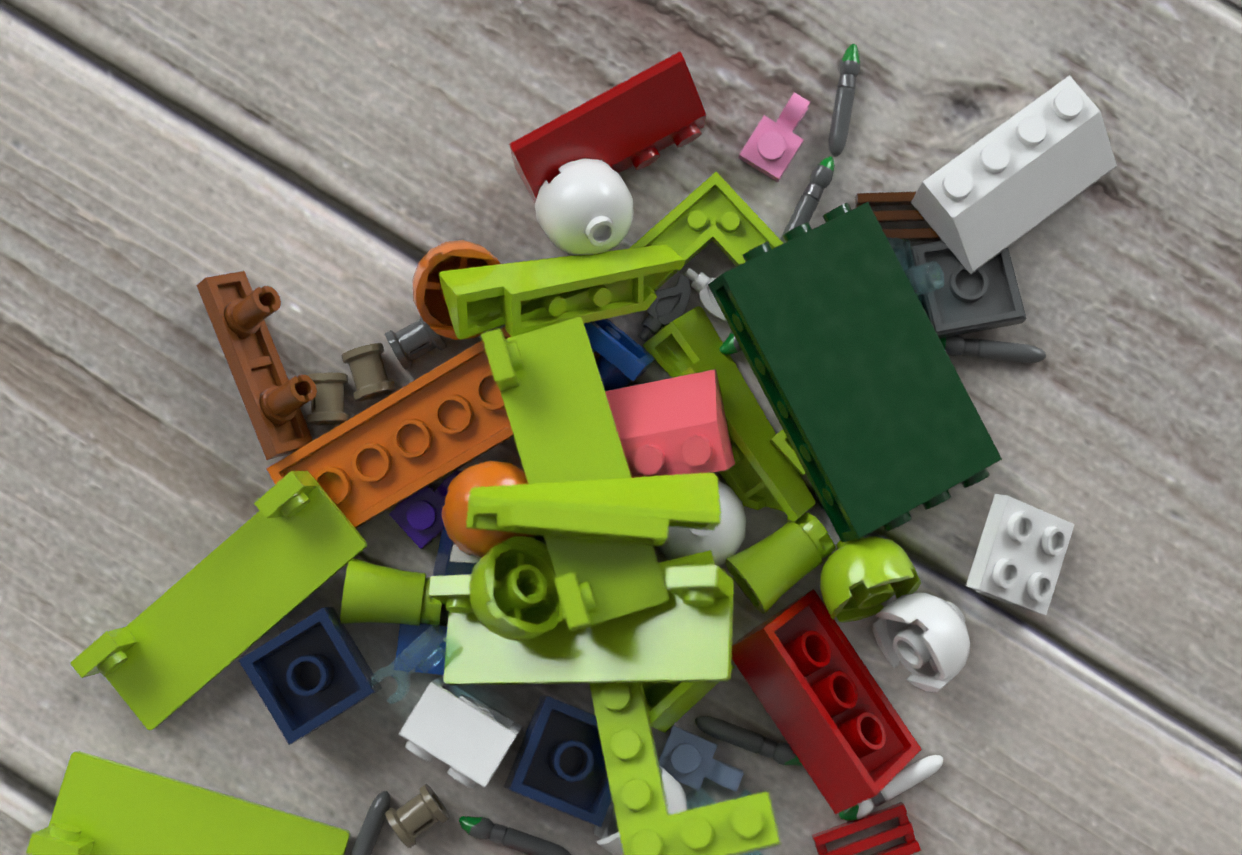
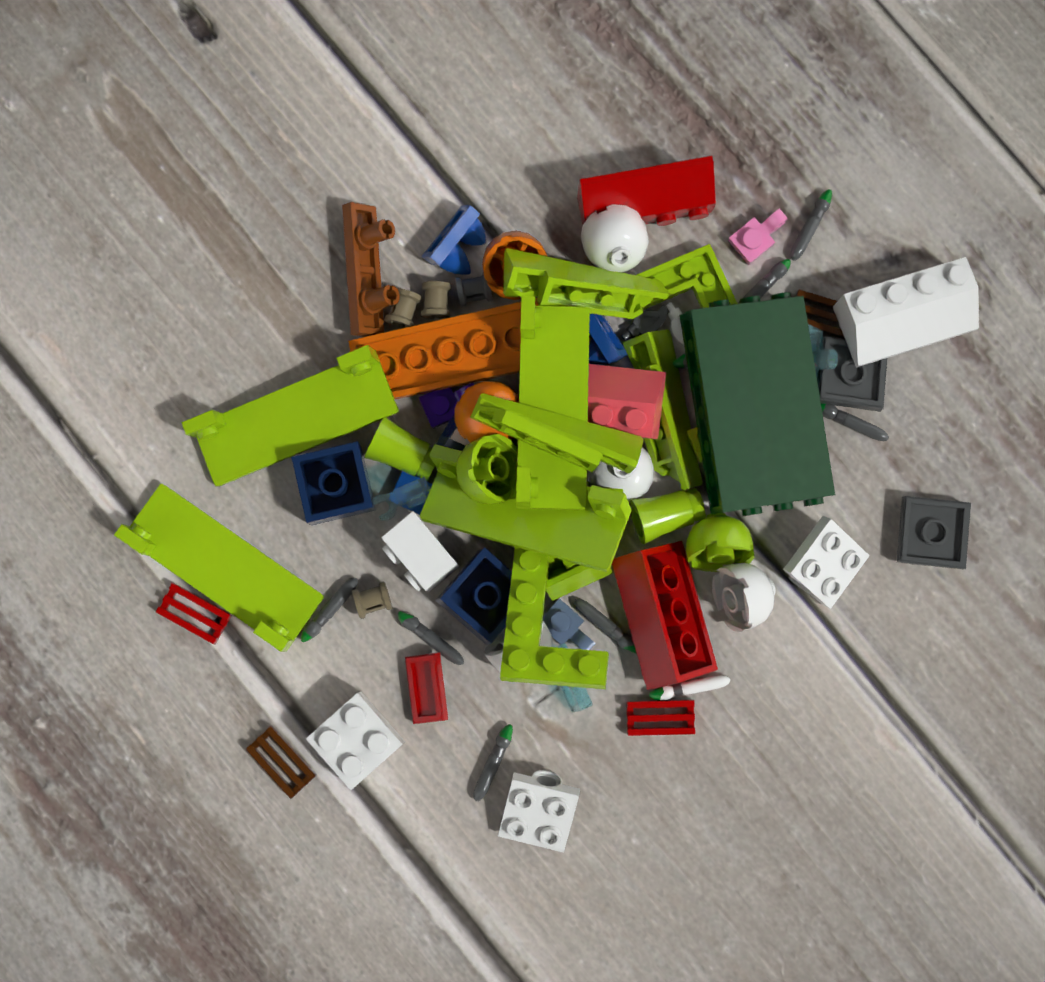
camera: 15 degrees right, 0 degrees up
(360, 300) = (445, 248): none -> blue tile
(1150, 464) = (933, 532): none -> dark grey plate

